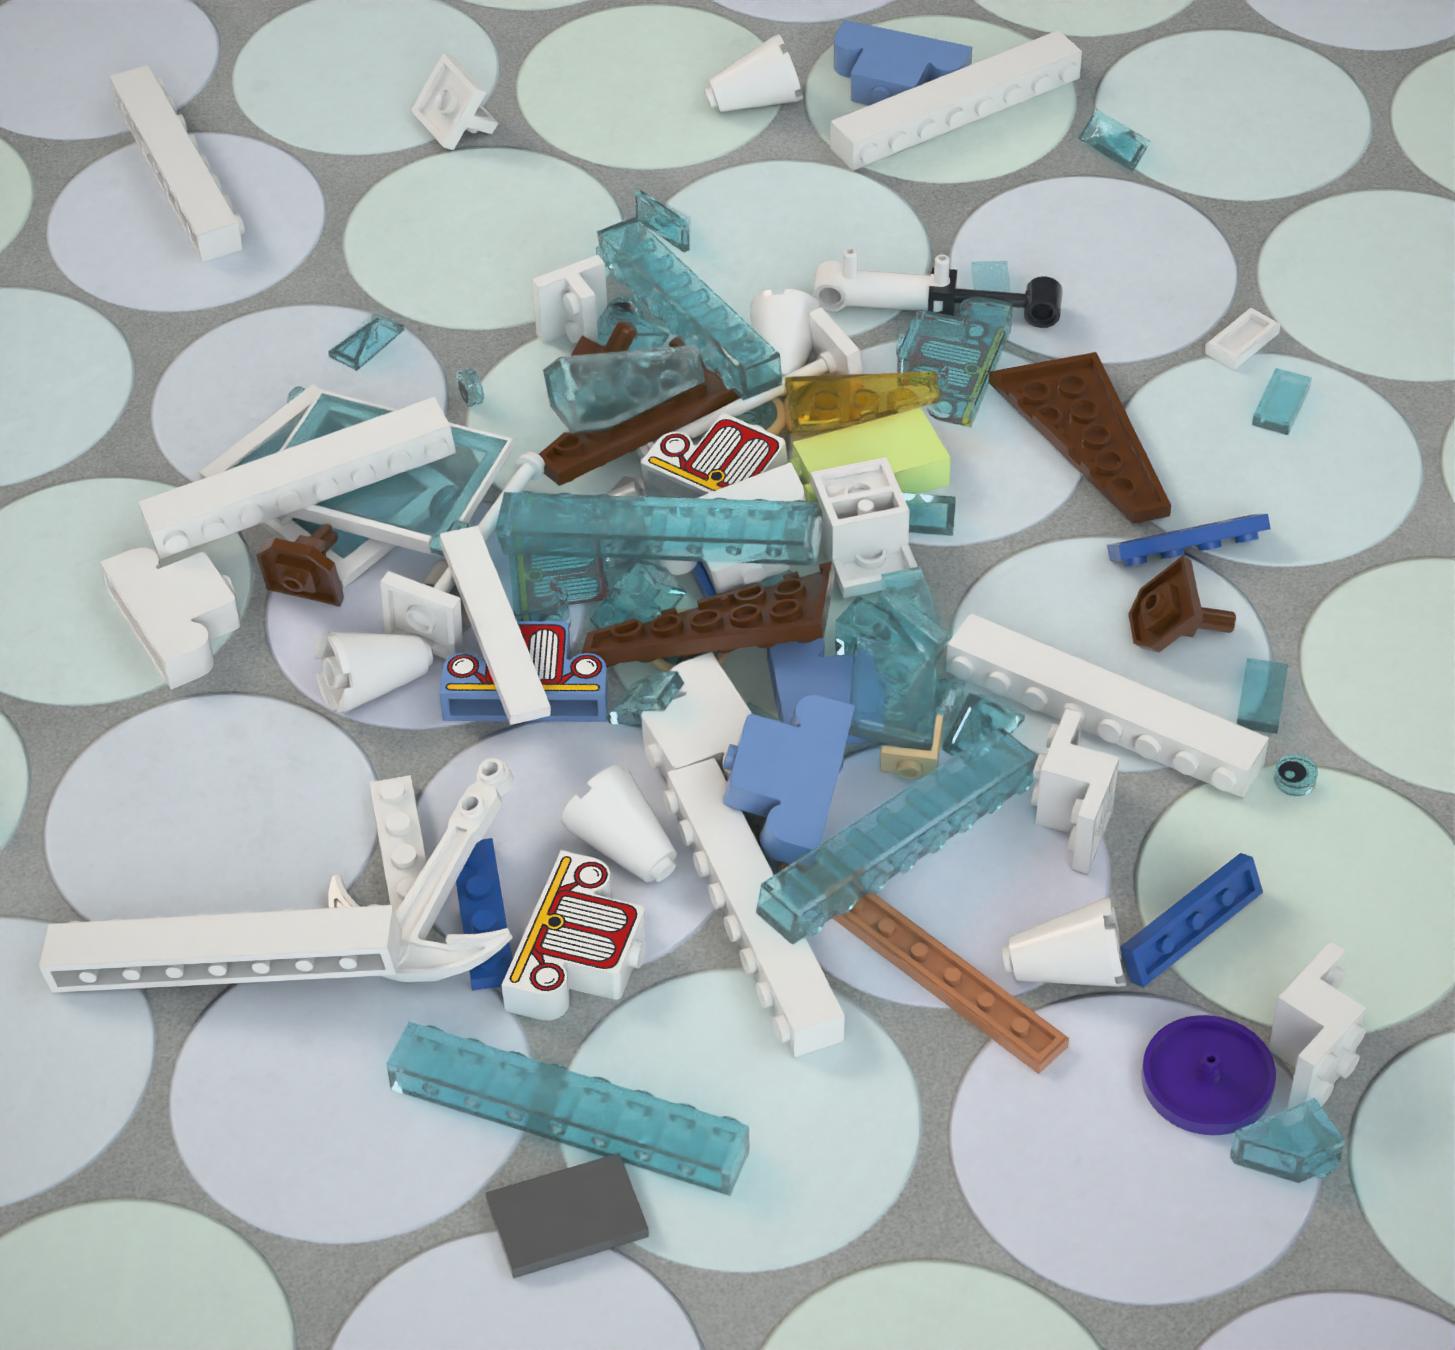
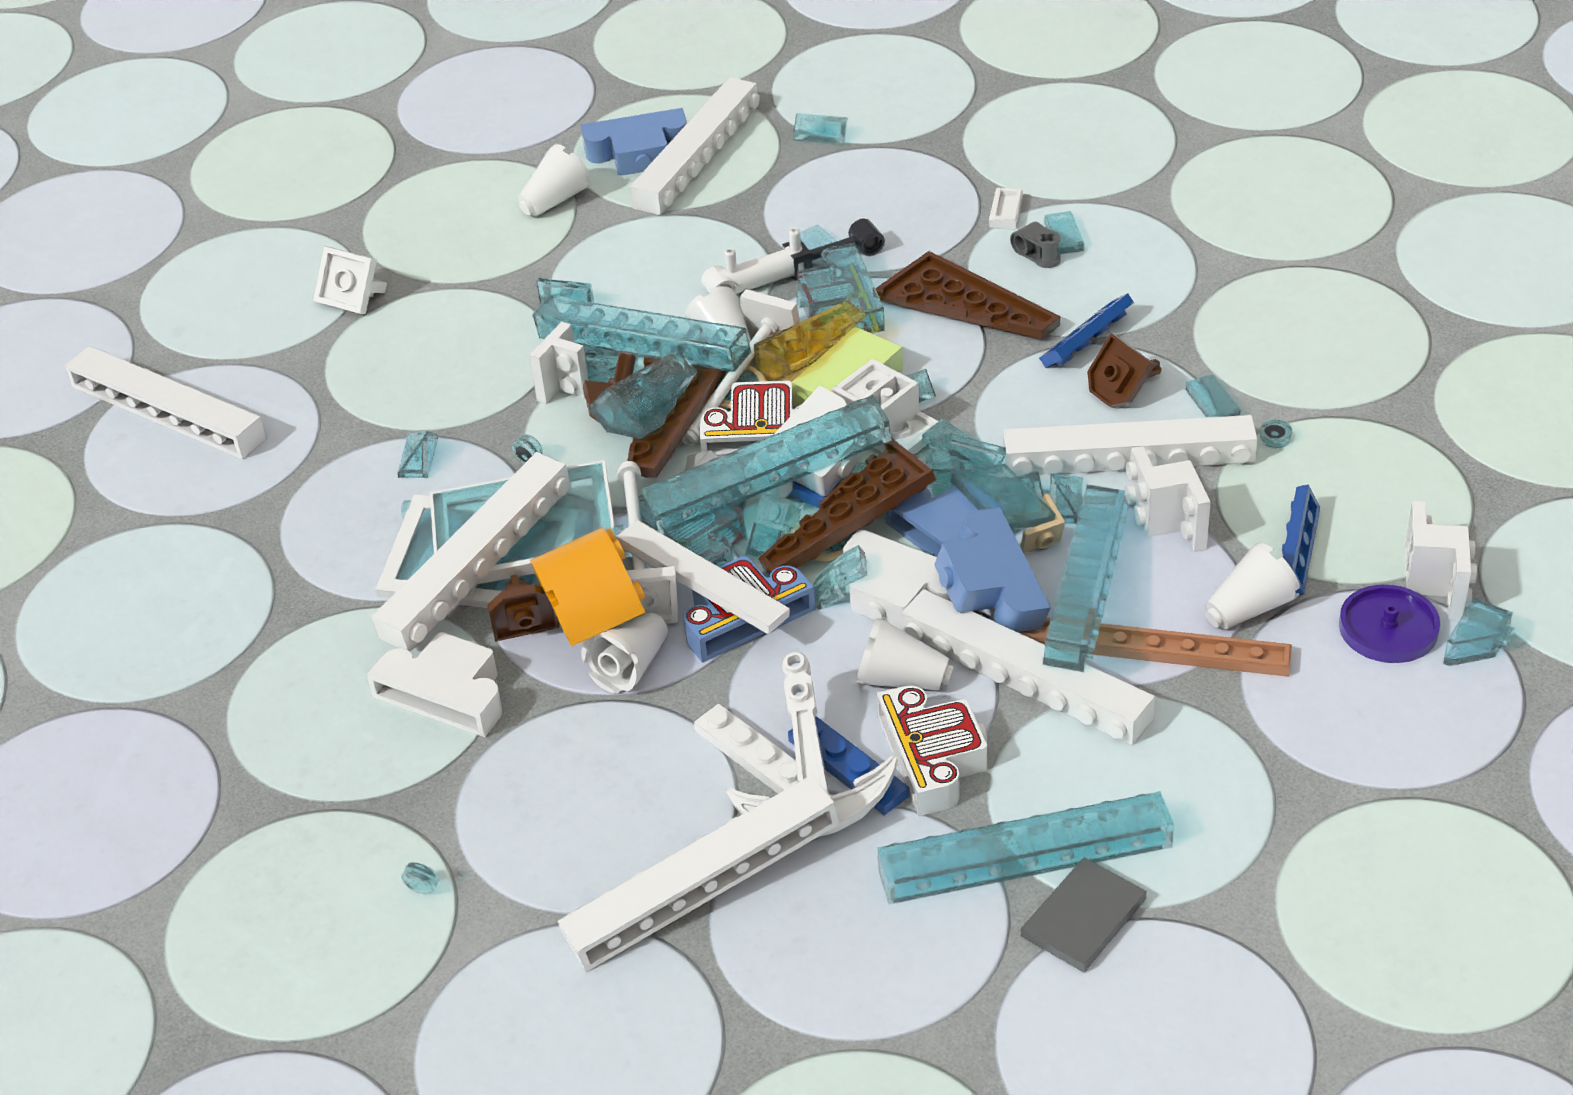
camera: 30 degrees left, 5 degrees down
(352, 573) = (589, 585): none -> light orange cylinder
(1231, 402) = (1037, 244): none -> dark grey piece

